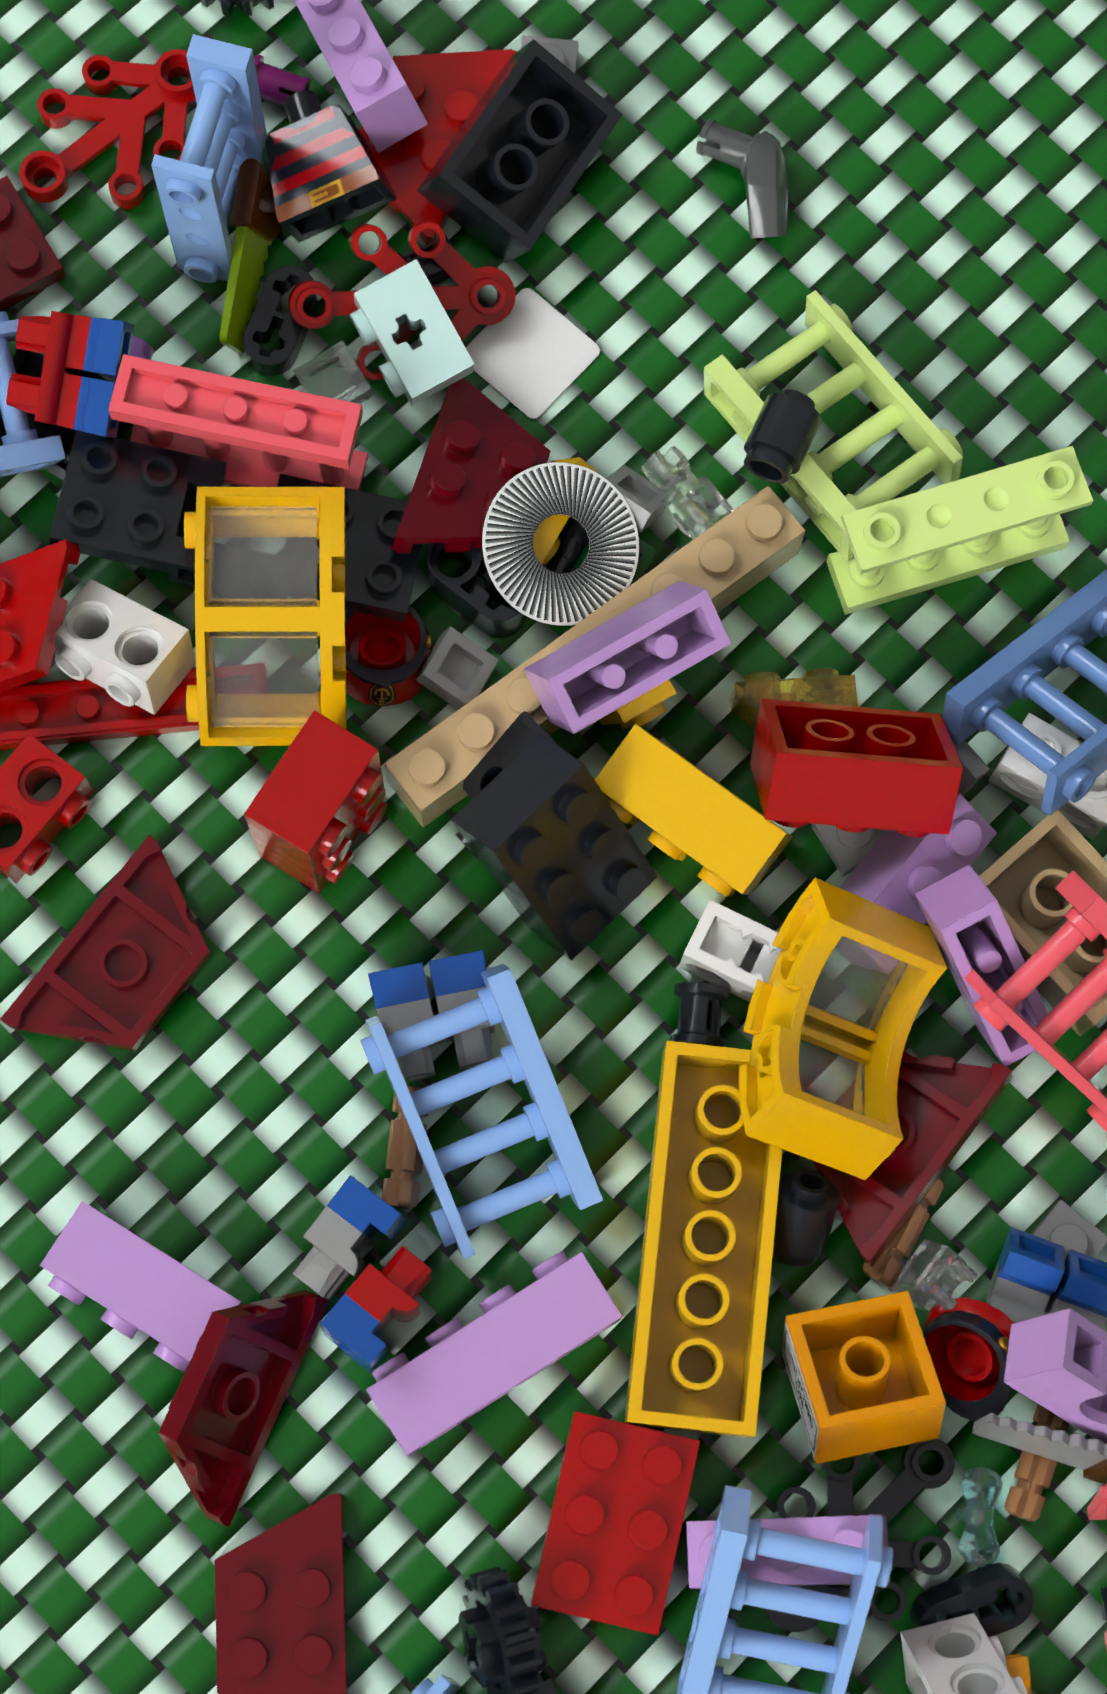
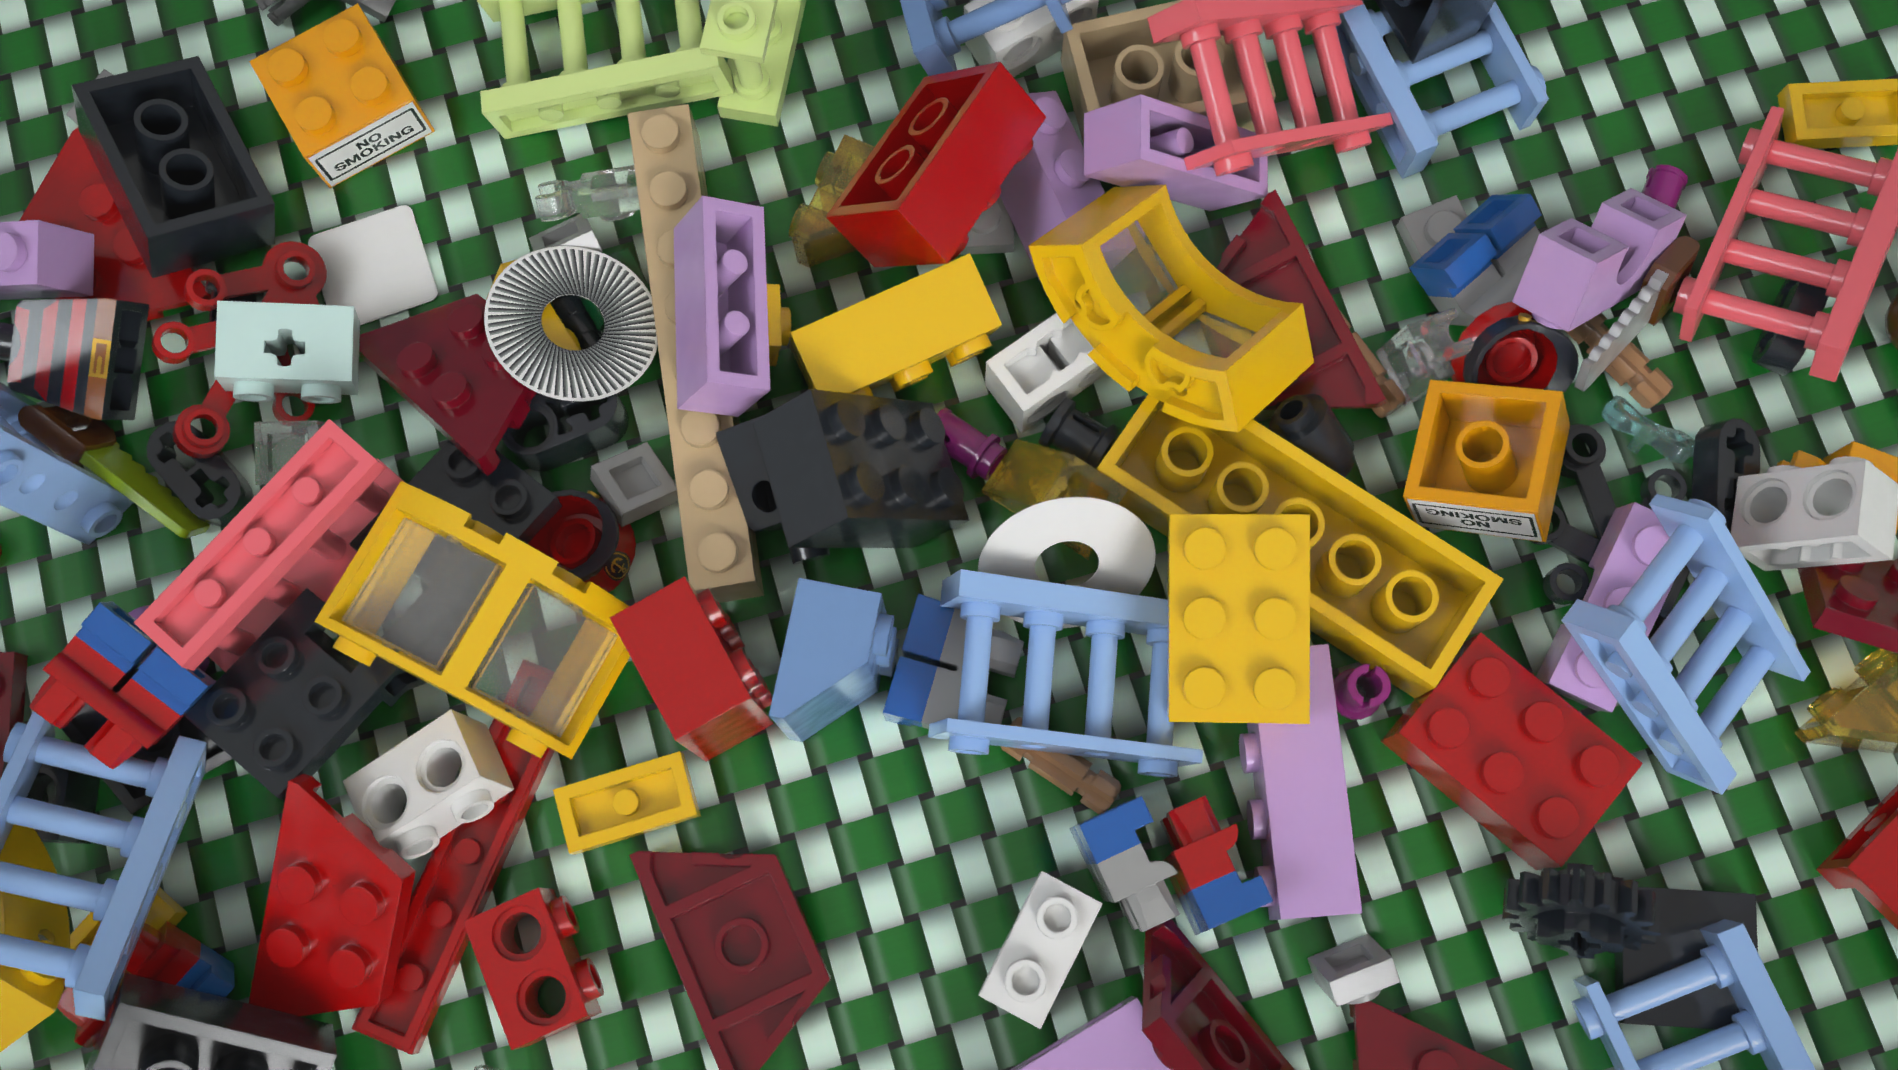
camera: 55 degrees left, 0 degrees up
(190, 810) = (626, 803): none -> yellow plate
(241, 1204) = (1040, 949): none -> white brick
(357, 1477) = (1354, 971): none -> light grey plate
(383, 904) = (831, 656): none -> medium blue slope
(589, 1381) = (1375, 686): none -> magenta pin
(592, 1218) = (1239, 618): none -> yellow brick
(611, 1097) = (1114, 532): none -> white sticker
(634, 1023) = (1040, 474): none -> clear yellow slope
(640, 928) = (970, 446): none -> magenta pin
(660, 245) = (341, 96): none -> light orange brick
(781, 436) = (590, 70): black brick -> none

